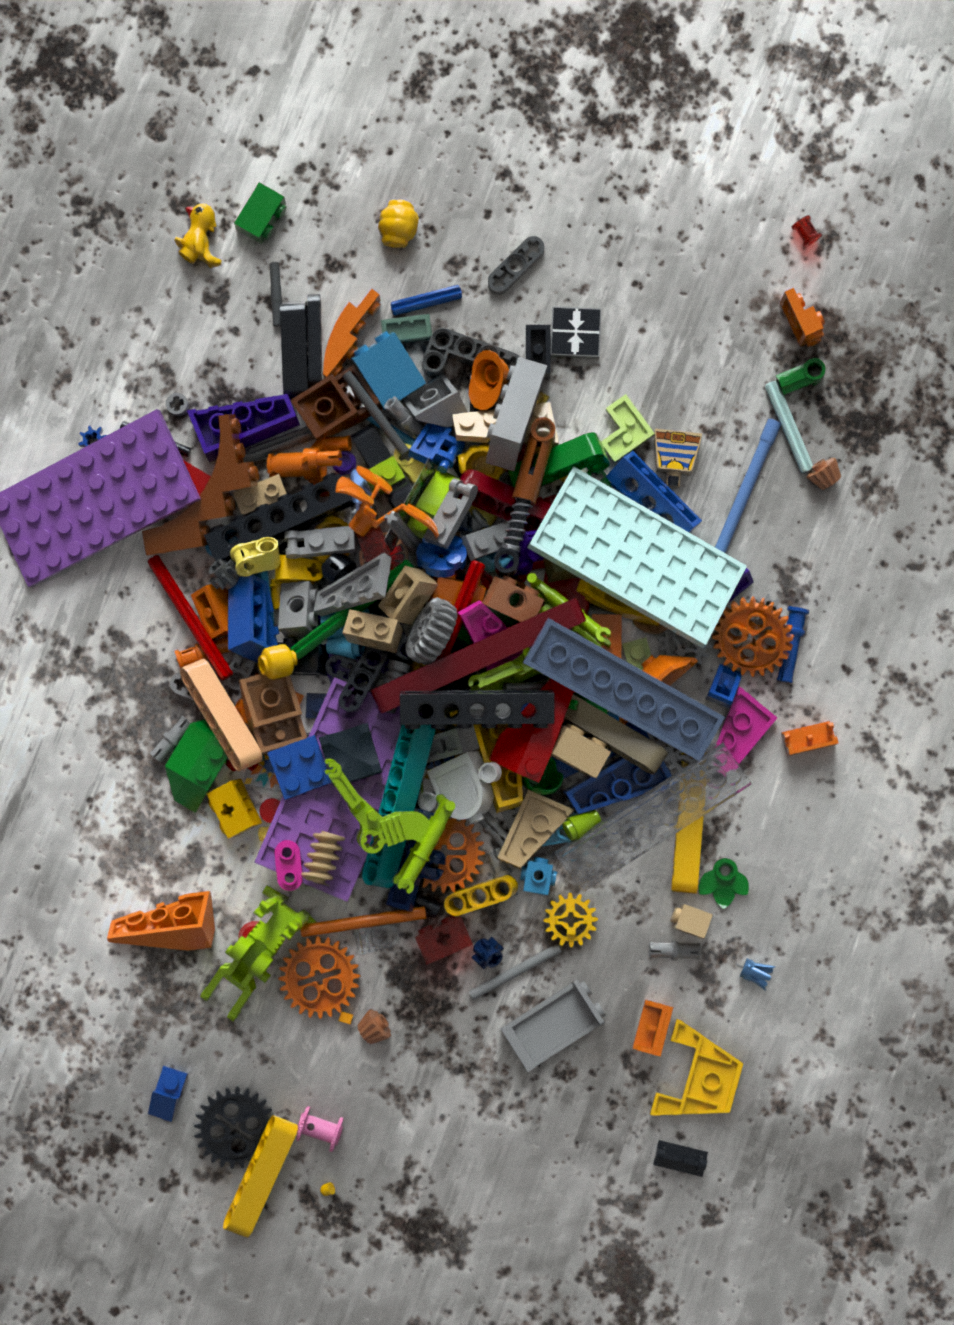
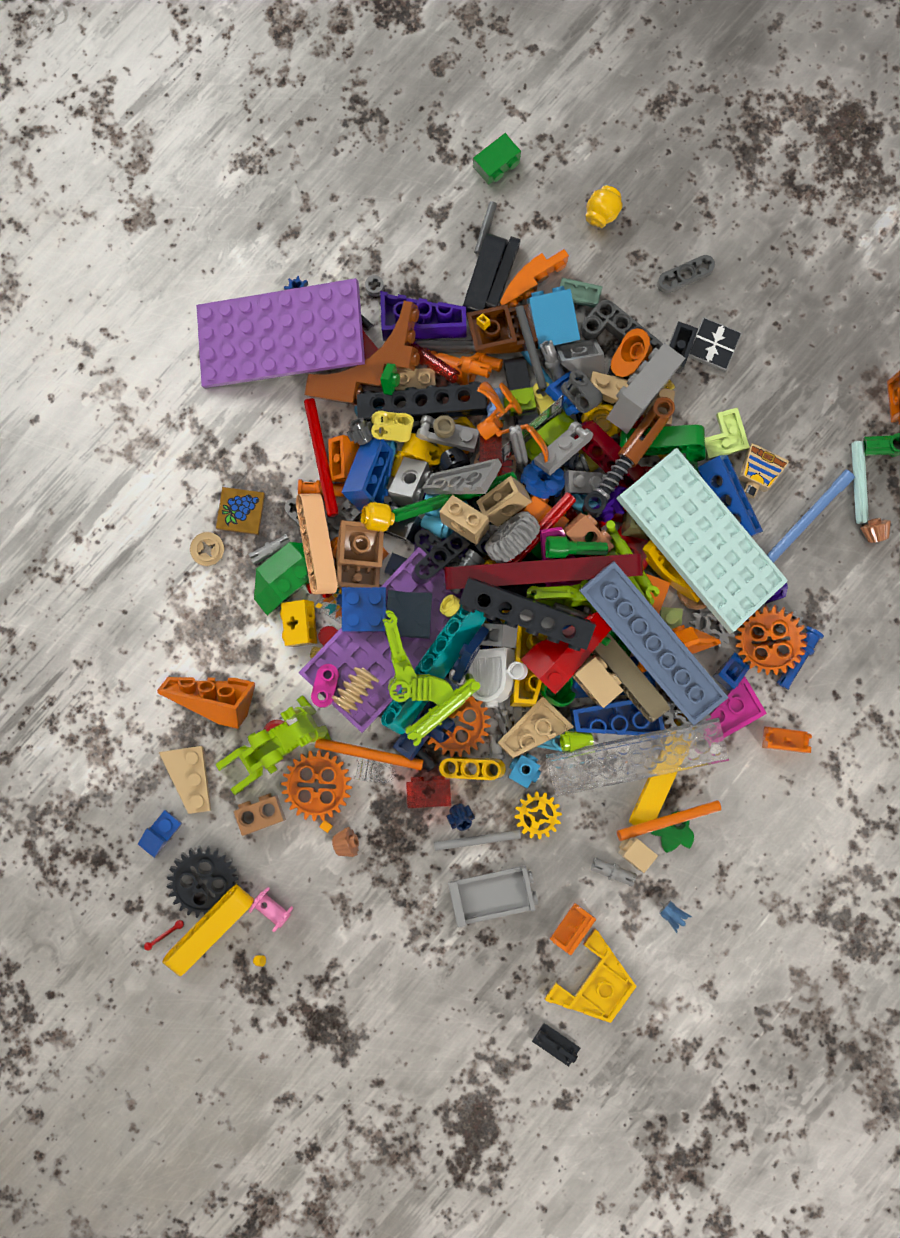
camera: 15 degrees right, 0 degrees up
(90, 766) = (197, 547): none -> tan gear
(122, 709) = (240, 511): none -> pearl gold tile
(176, 1019) = (189, 776): none -> tan wing
(195, 242) = (436, 163): yellow animal -> none
(226, 1183) = (178, 925): none -> red hinge
(234, 506) = (390, 379): none -> green plate
(273, 1037) = (261, 820): none -> medium nougat brick
(278, 469) = (436, 364): none -> clear red pin
(312, 404) = (483, 321): none -> yellow piece
(313, 536) = (444, 426): none -> dark tan tile
(348, 463) = (494, 379): dark purple plate -> none
(391, 729) = (450, 605): none -> light yellow tile
(426, 300) = (603, 275): blue axle -> none
(430, 774) = (468, 655): none -> dark blue wing
(450, 444) = (582, 393): none -> dark grey piece
(487, 623) = (560, 547): none -> green piece
(712, 872) = (668, 820): none -> orange piece

